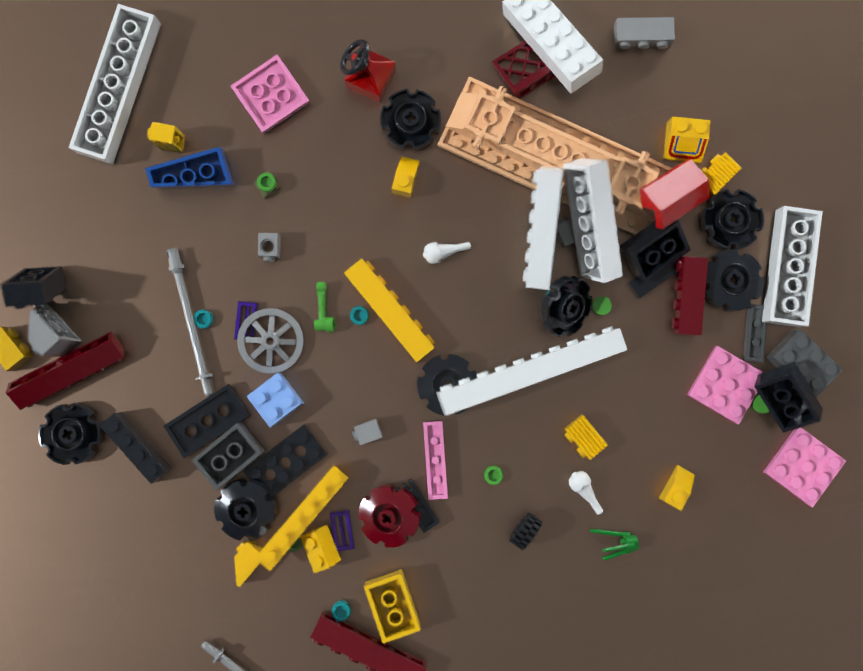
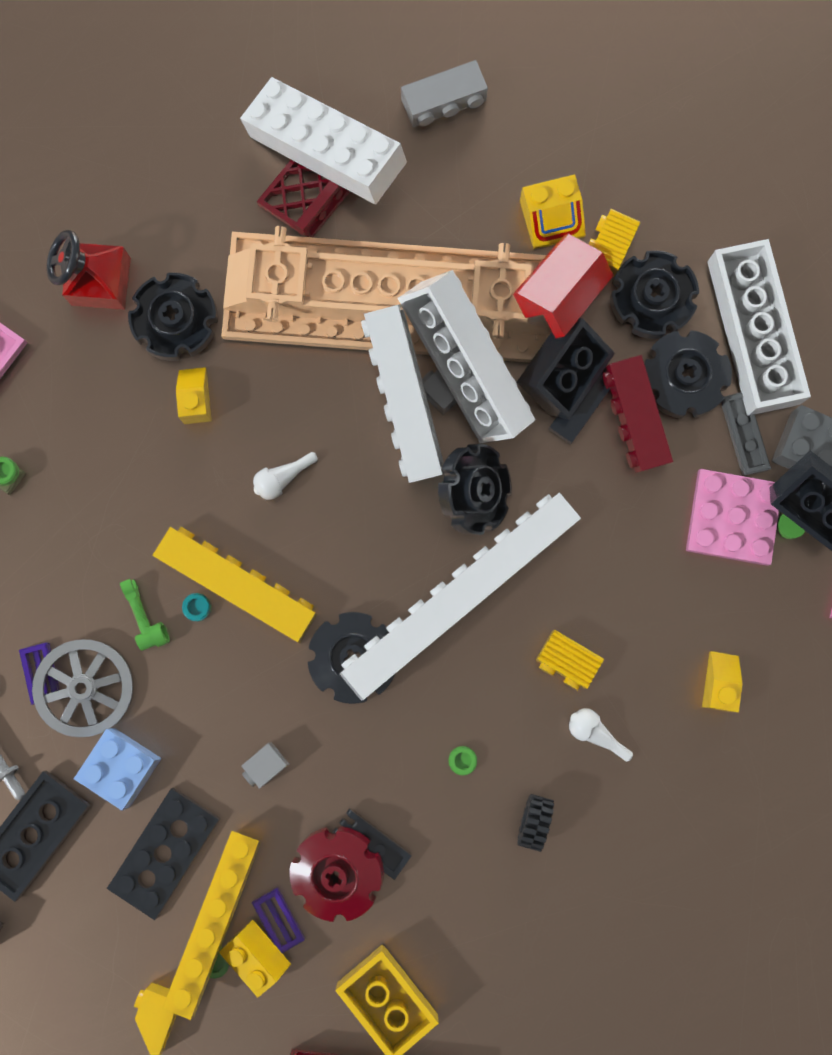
camera: 25 degrees left, 5 degrees down
(228, 455) = (77, 874): dark grey brick -> none
(255, 500) = (128, 942): black piece -> none
(263, 240) = (28, 548): light grey brick -> none
(341, 610) = (318, 1037): teal tile -> none
(435, 460) = (374, 770): bright pink plate -> none
(601, 305) = (524, 472): bright green tile -> none
(627, 543) = (684, 788): green plant -> none

